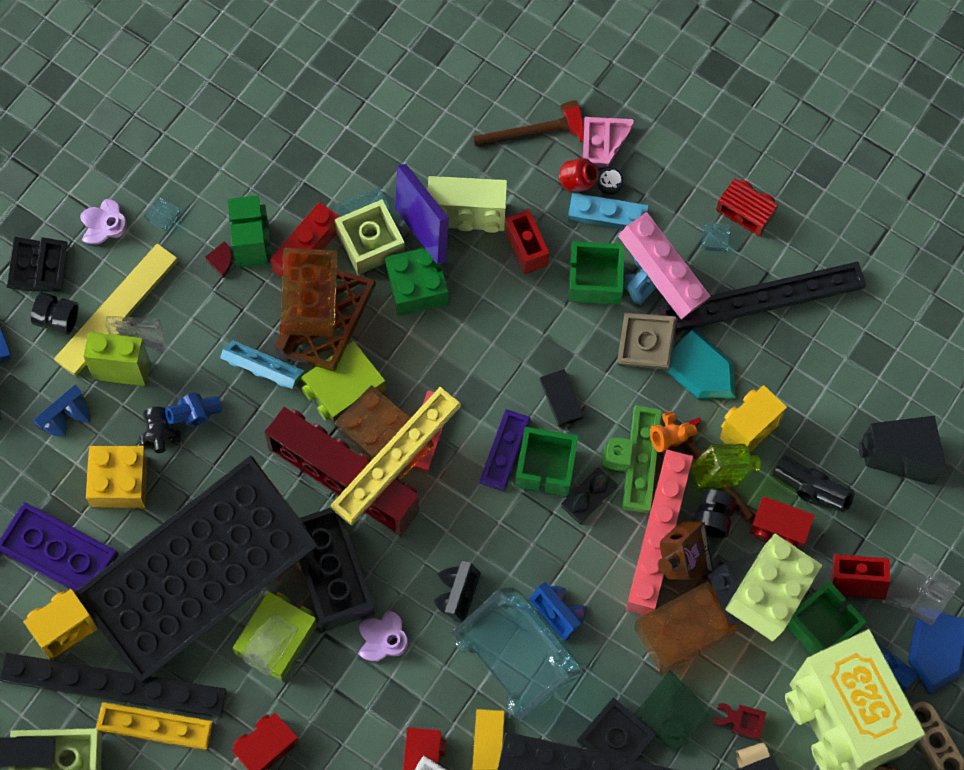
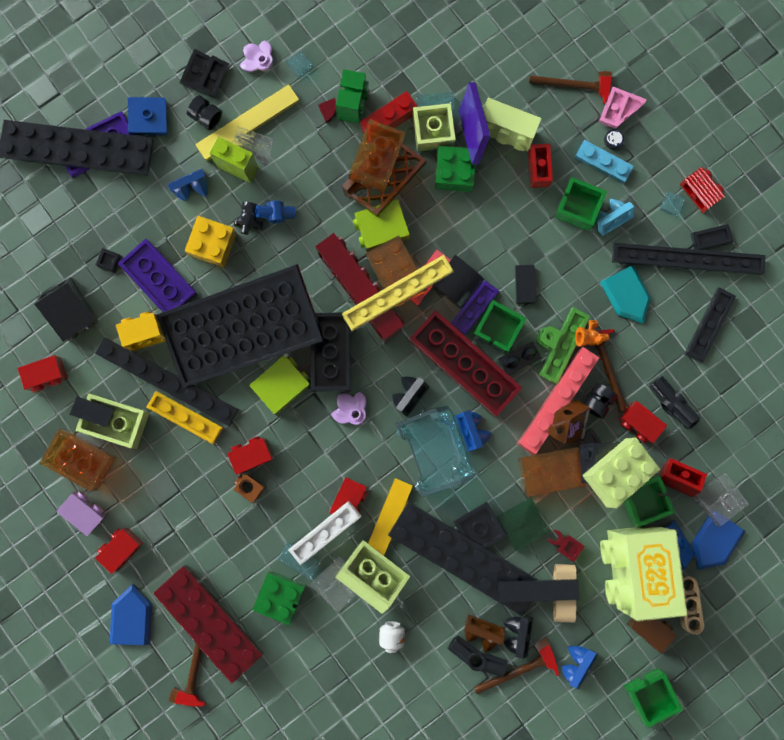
camera: 20 degrees right, 15 degrees up
(262, 364) = (331, 194): medium azure plate -> none
(269, 644) = (272, 392): clear slope -> none
(473, 423) = (461, 283): none -> black slope
(517, 524) = (465, 364): none -> dark red brick
(578, 175) = (593, 128): red head -> none
(647, 341) = (598, 264): dark tan tile -> none
(664, 265) = (629, 216): bright pink brick -> none
(723, 466) = (623, 371): clear neon green torso -> none
(753, 419) = (653, 344): yellow brick -> none
(782, 262) = (712, 237): none -> black tile
(822, 372) = (709, 325): none -> black tile
(905, 448) = (747, 400): black slope -> none

